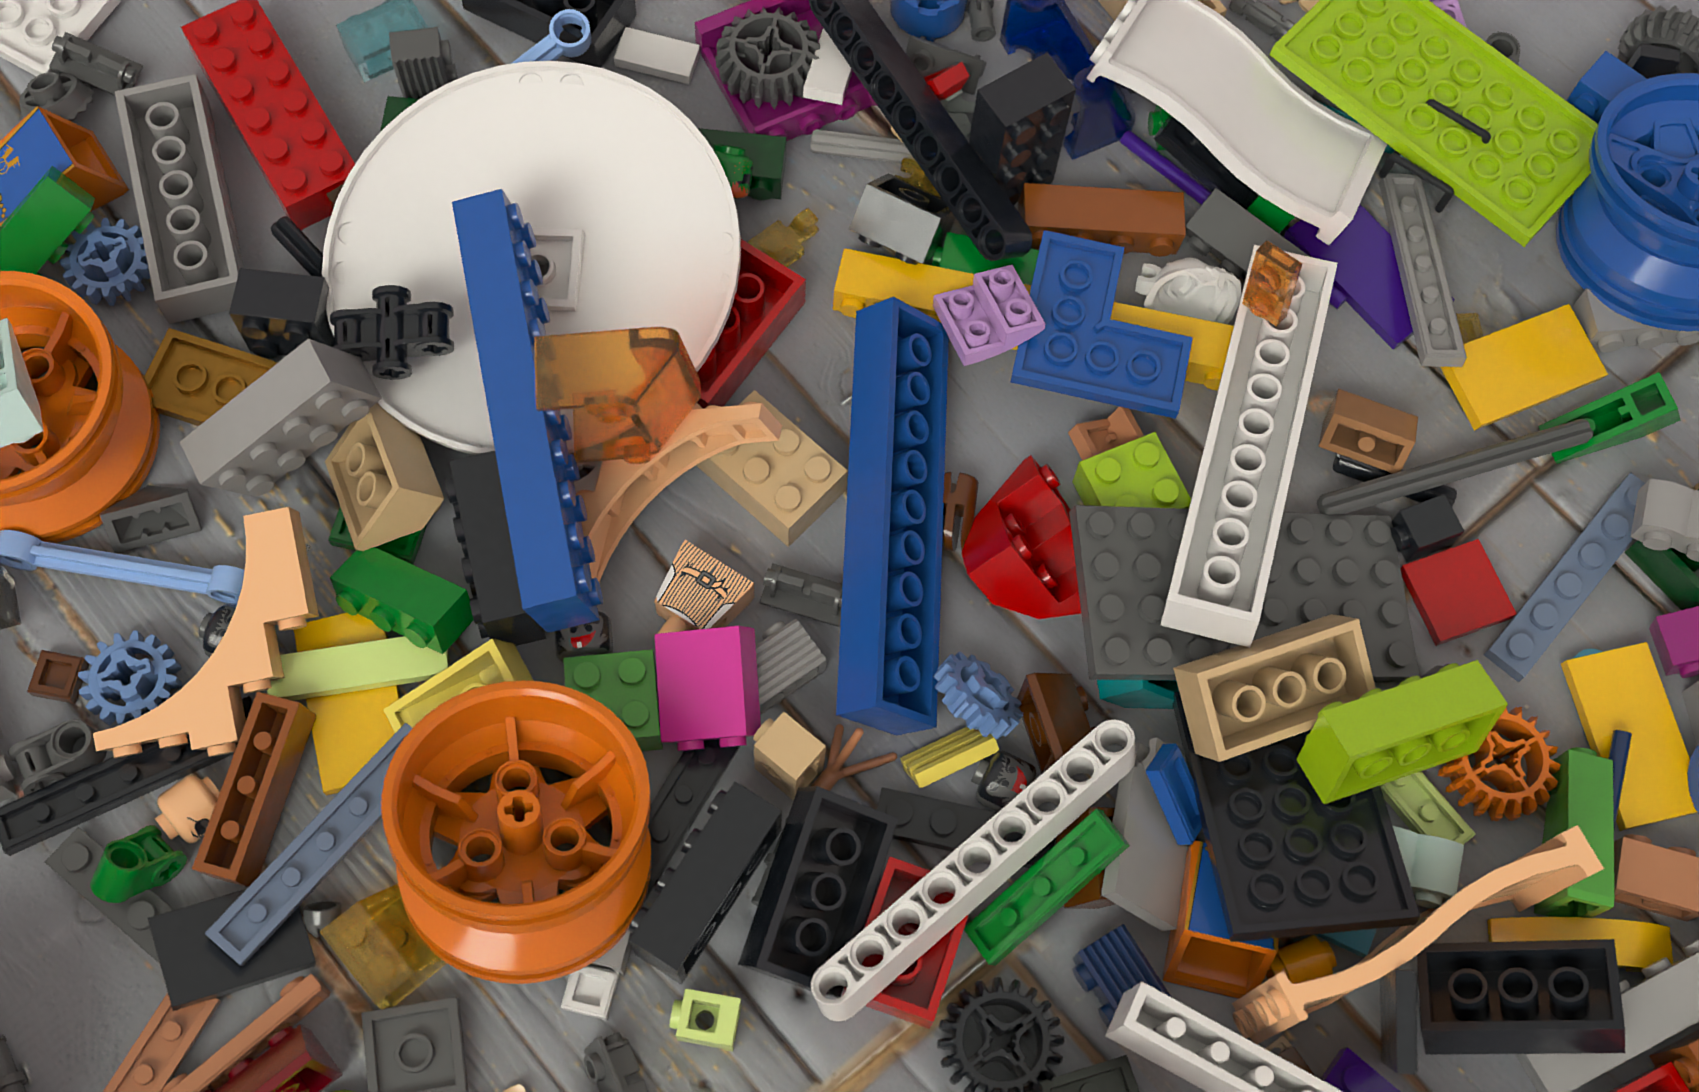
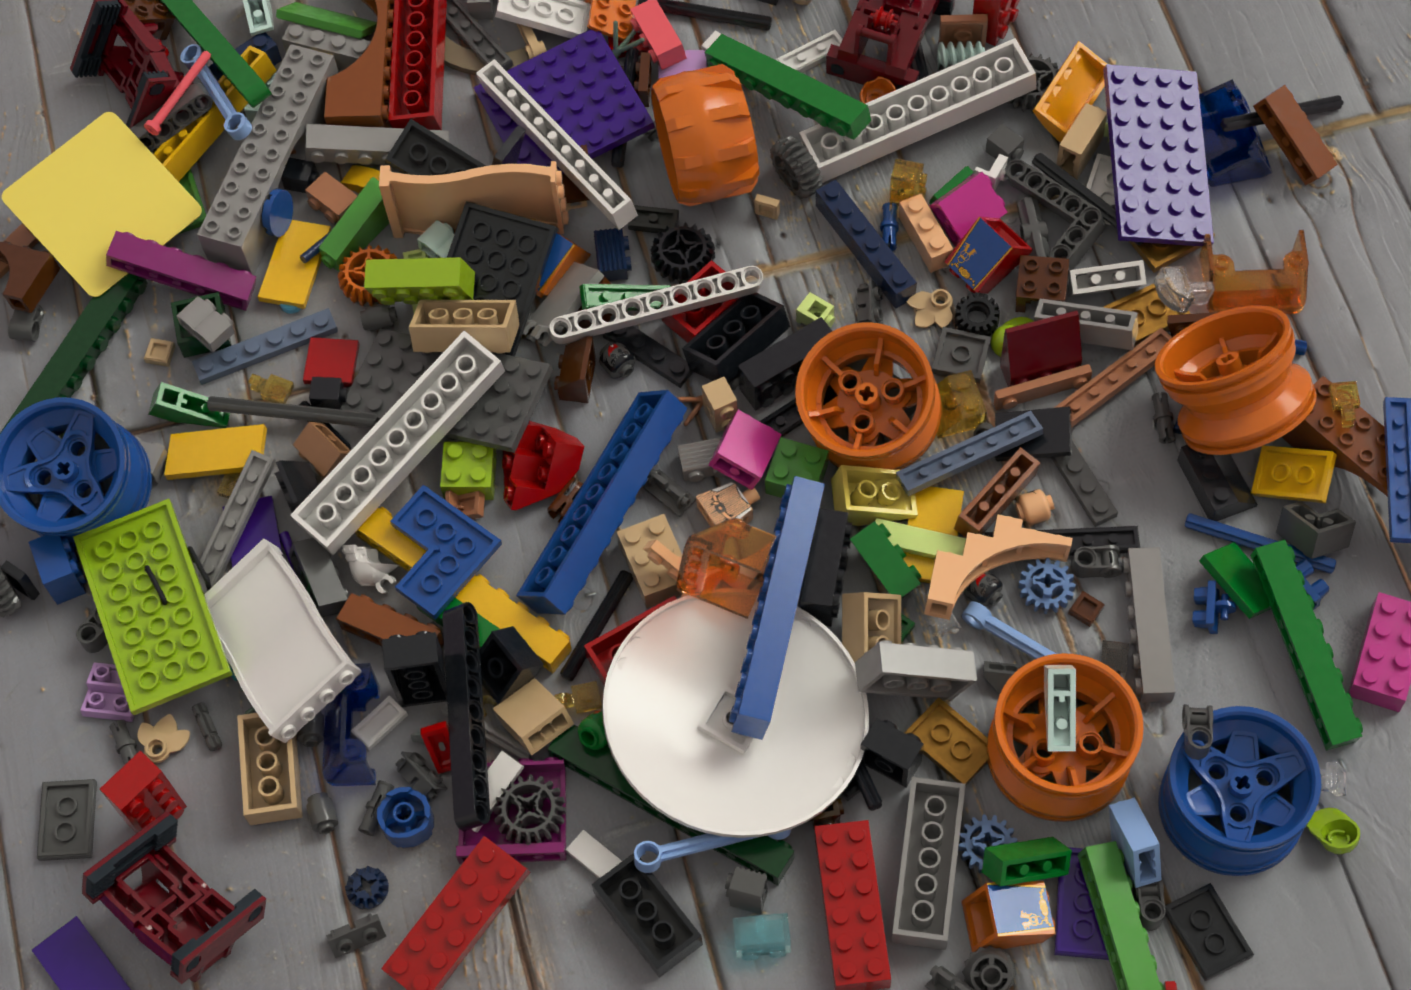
camera: 145 degrees left, 5 degrees down
(135, 865) = (1067, 488): green piece -> none
(393, 331) = (842, 697): black axle -> none
(813, 347) = (597, 624): none -> black axle
(826, 167) = (533, 716): none -> tan brick
(948, 755) = (636, 384): light yellow tile -> none
(978, 695) = (609, 397): medium blue gear -> none
(988, 315) = (493, 580): lavender slope -> none
(1175, 792) = (540, 310): blue tile -> none
(1271, 283) = (344, 494): clear orange plate -> none
(1360, 350) = (295, 481): none -> black slope
(1511, 507) = (273, 390): none -> clear yellow plate

